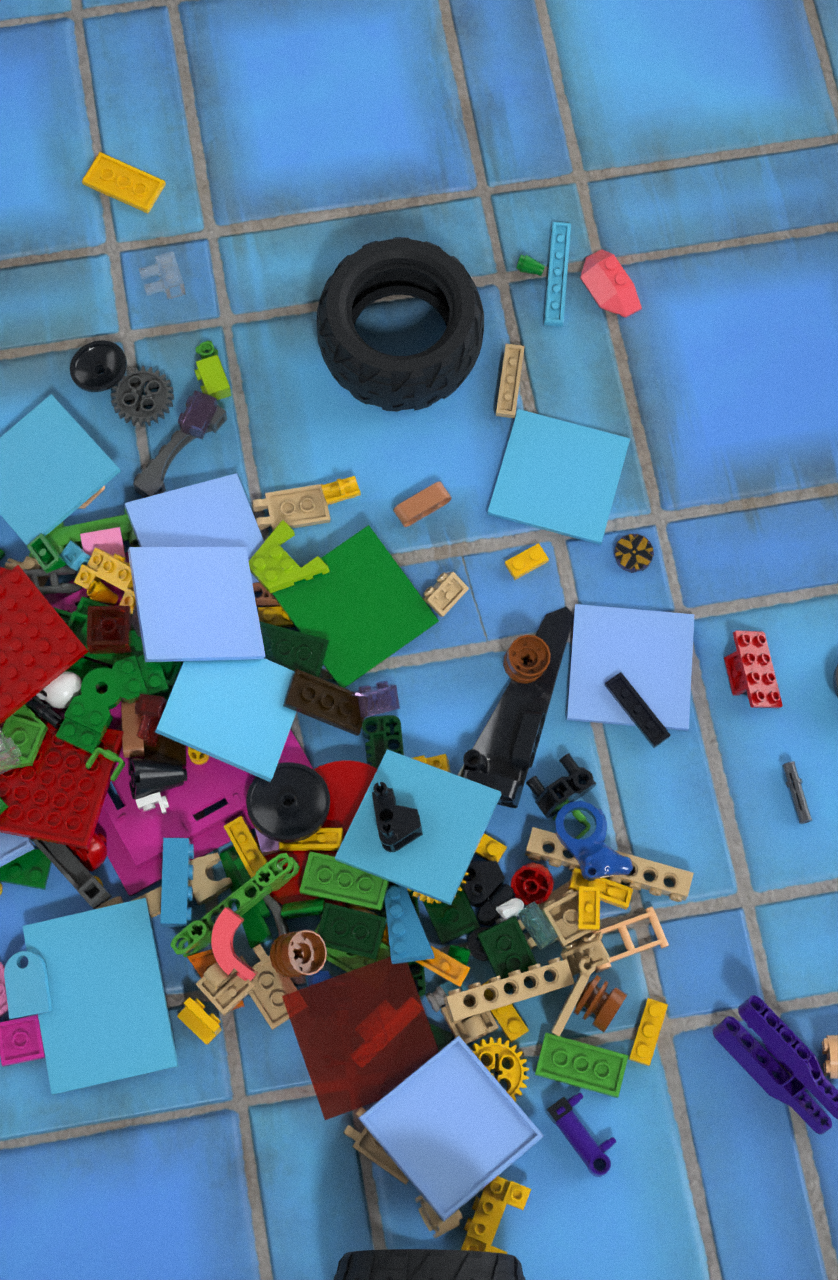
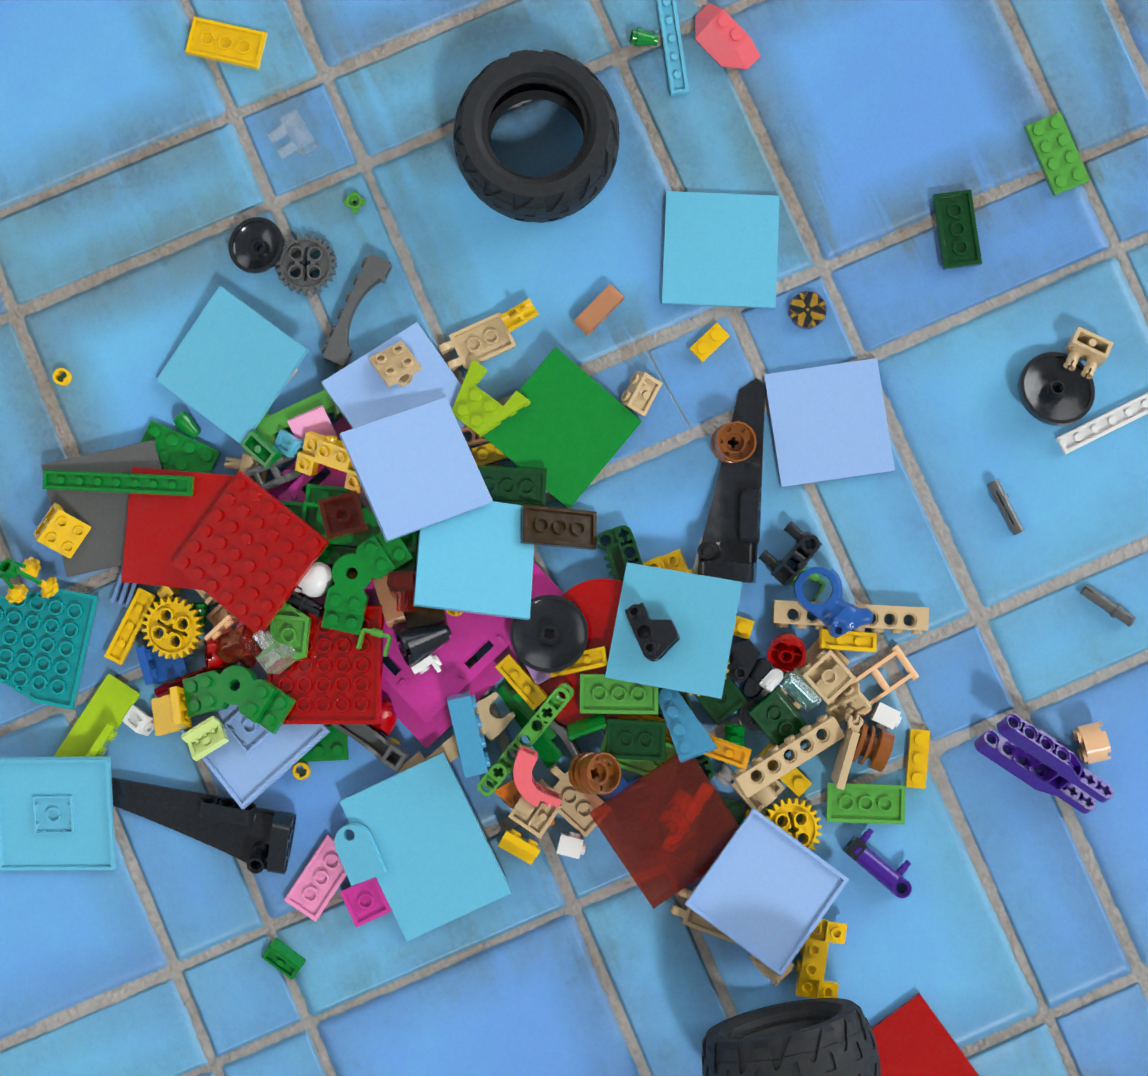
camera: 10 degrees left, 15 degrees up
(101, 593) = (324, 476): yellow cone -> none
(197, 414) = (365, 274): clear purple brick -> none
(203, 504) = (395, 365): none -> tan plate
(212, 377) = (368, 229): lime brick -> none
(254, 1033) = (571, 845): none -> white brick
(377, 699) = (603, 511): clear purple bracket -> none
(510, 381) = (652, 163): tan plate -> none
(588, 908) = (843, 666): yellow plate -> none
(623, 977) = (885, 716): none -> white brick
(637, 710) = (844, 464): black tile -> none
(752, 670) = (942, 400): red bracket -> none
(803, 510) = (957, 229): none -> dark green plate

